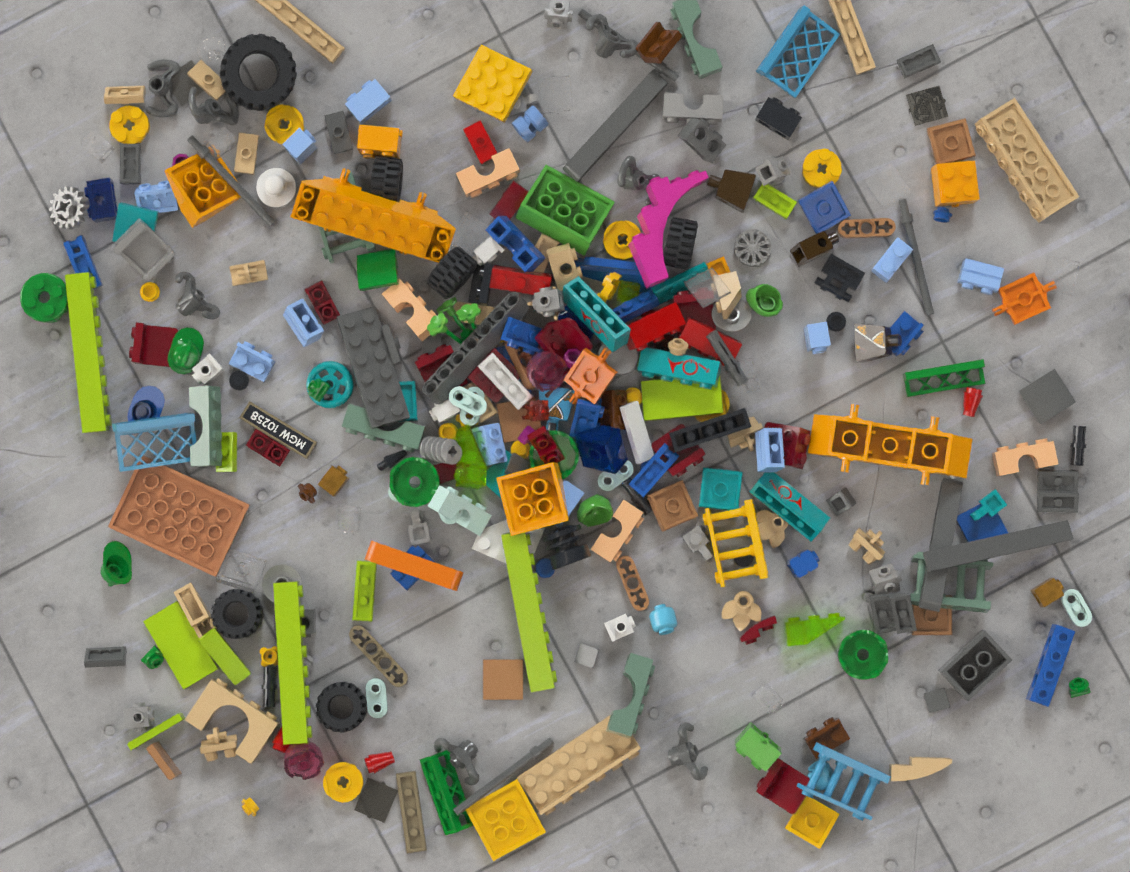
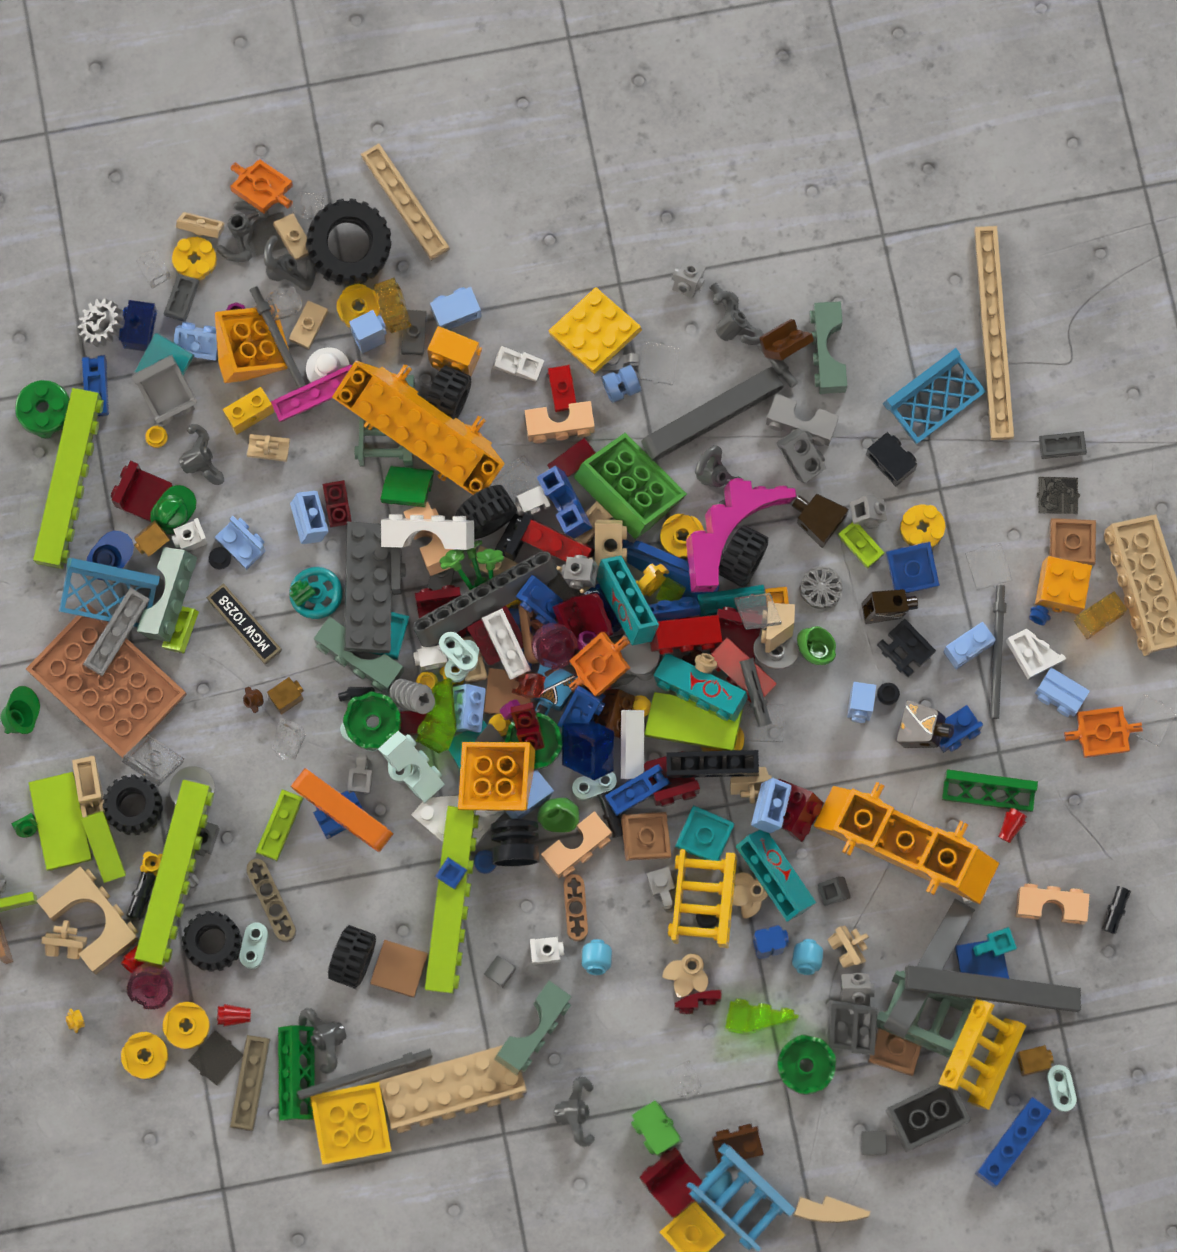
camera: 15 degrees right, 10 degrees down
(165, 43) = (261, 185): none -> orange plate
(173, 472) = (116, 632): none -> light grey tile
(175, 383) = (151, 539): none -> pearl gold brick
(221, 245) = (248, 410): none -> yellow brick
(267, 447) = (226, 638): dark red slope -> none
(270, 215) = (308, 395): none -> dark pink plate
(311, 827) = (137, 1066): none -> yellow plate
(313, 115) = (392, 305): none -> clear yellow brick
(432, 302) = (453, 533): none -> white arch
(436, 132) = (518, 364): none -> white slope
(462, 684) = (351, 956): none -> black tyre
(522, 590) = (451, 873): none -> blue tile
(836, 565) = (807, 957): none -> medium azure head
(881, 232) = (959, 598): medium nougat beam -> none
(946, 249) = (1033, 654): none -> white wing
(993, 199) = (1100, 615): none -> clear yellow brick
(1017, 605) = (996, 1062): none -> yellow fence
(1047, 396) = (1097, 845): dark grey slope -> none
(1057, 491) = (1078, 953): dark grey slope -> none
(1078, 687) = (1038, 1178): green plate -> none

